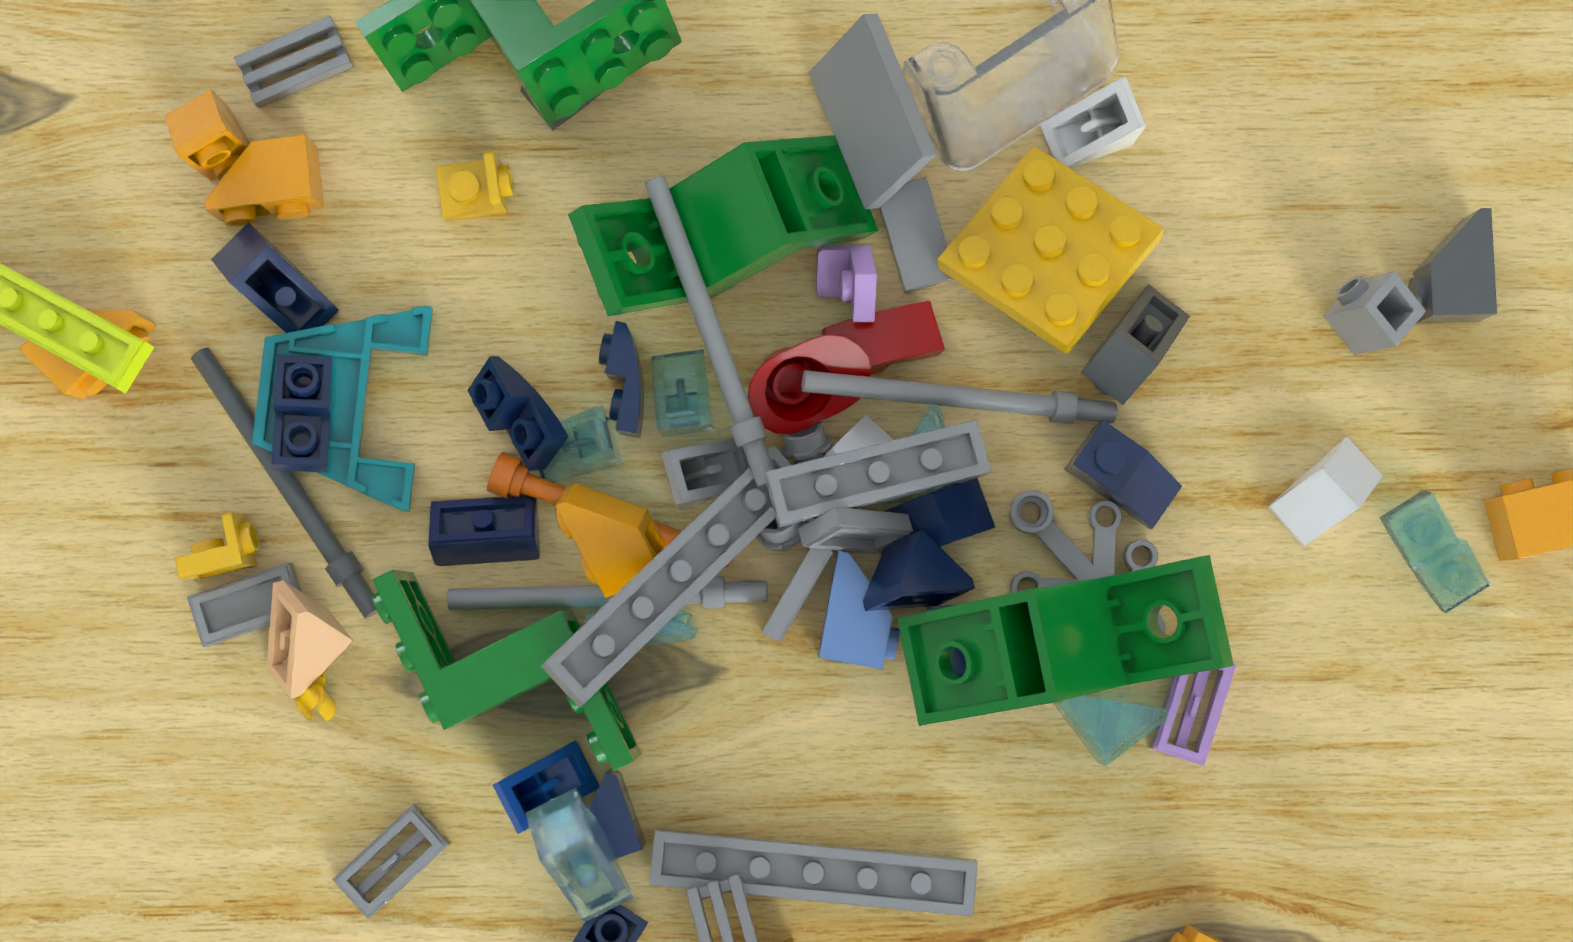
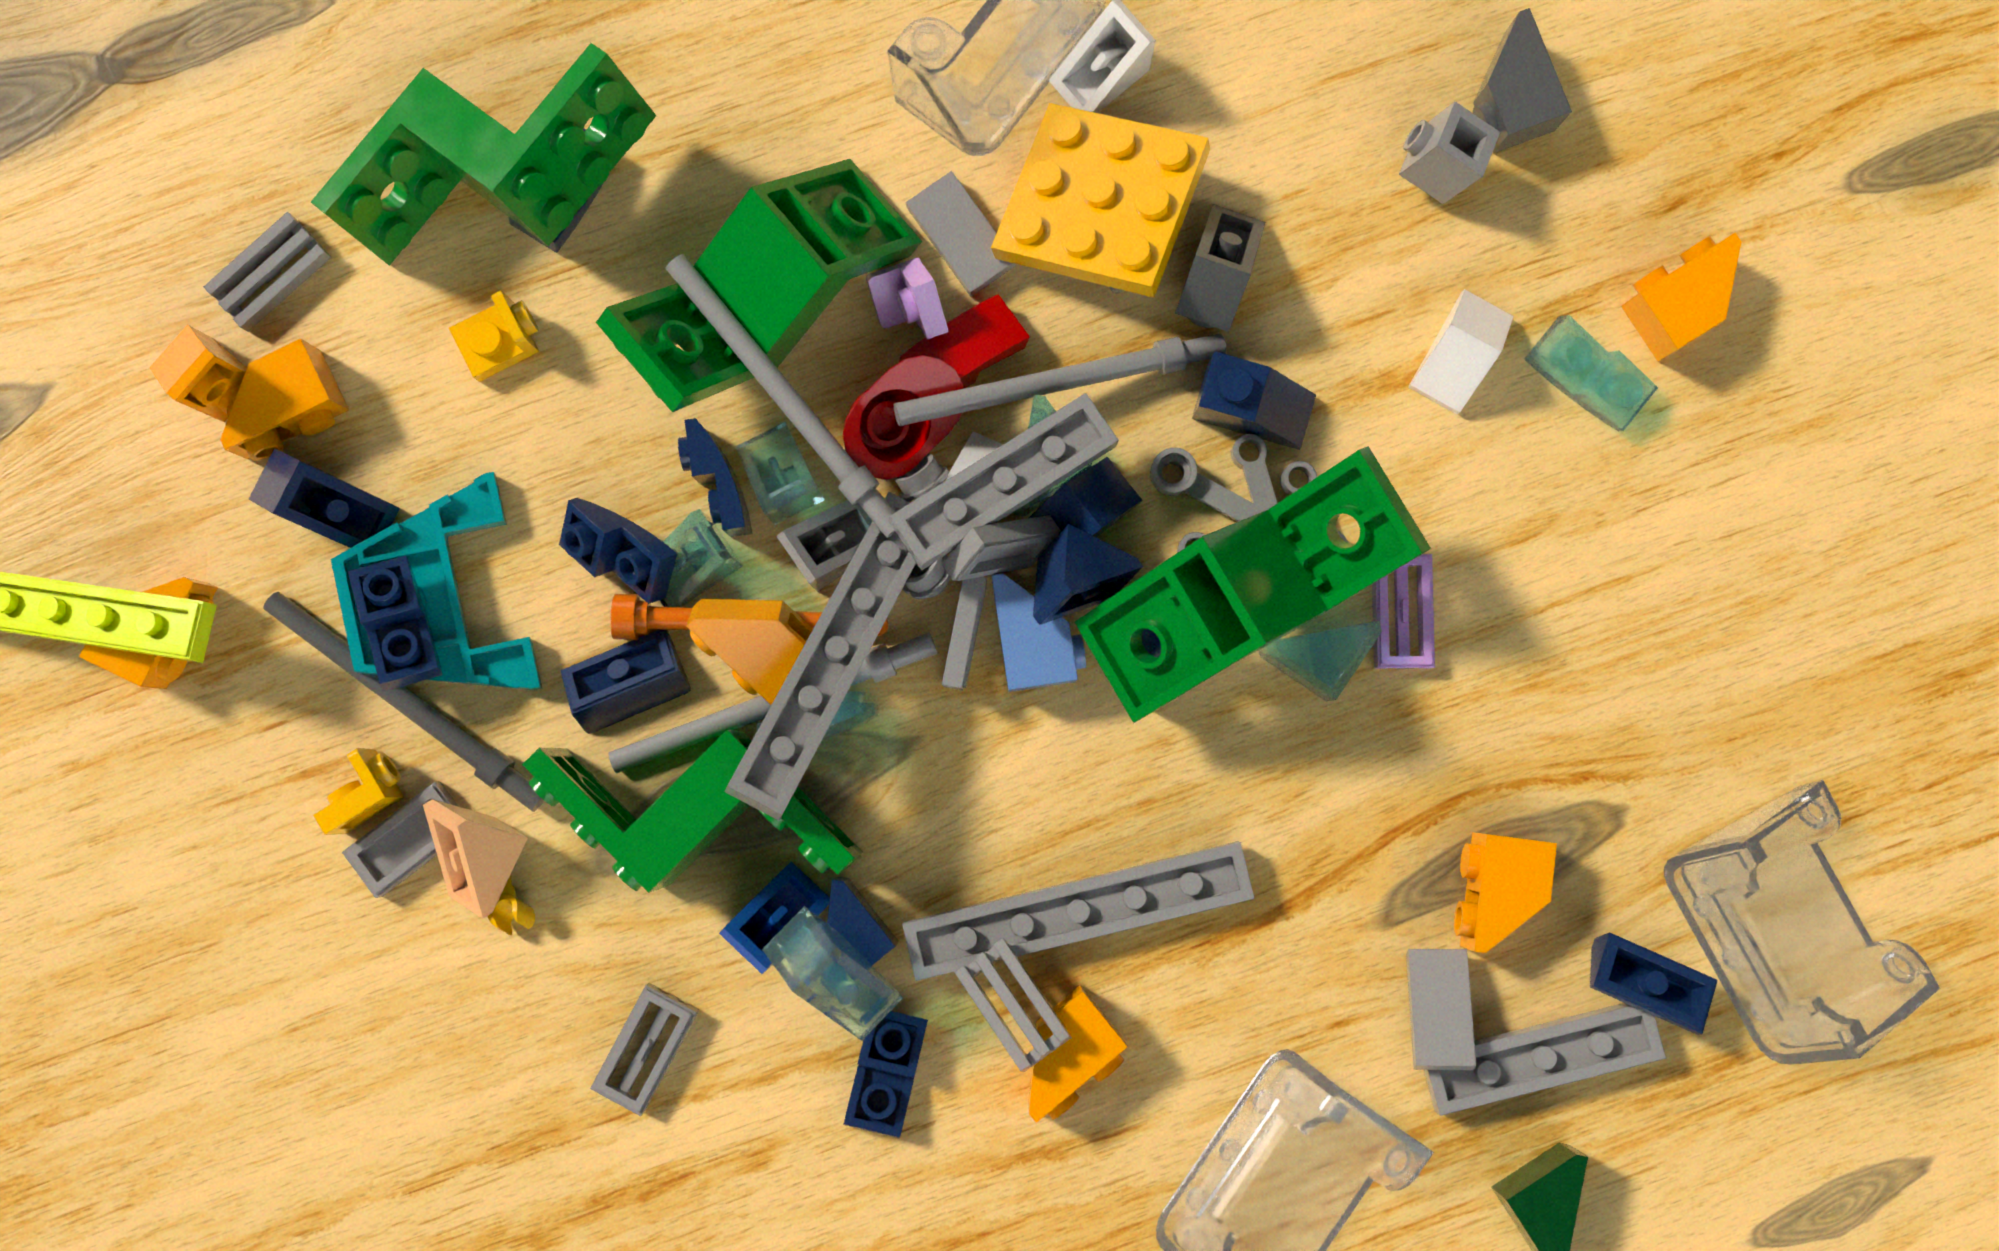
camera: 20 degrees left, 0 degrees up
(872, 112) = (873, 120): light grey tile -> none

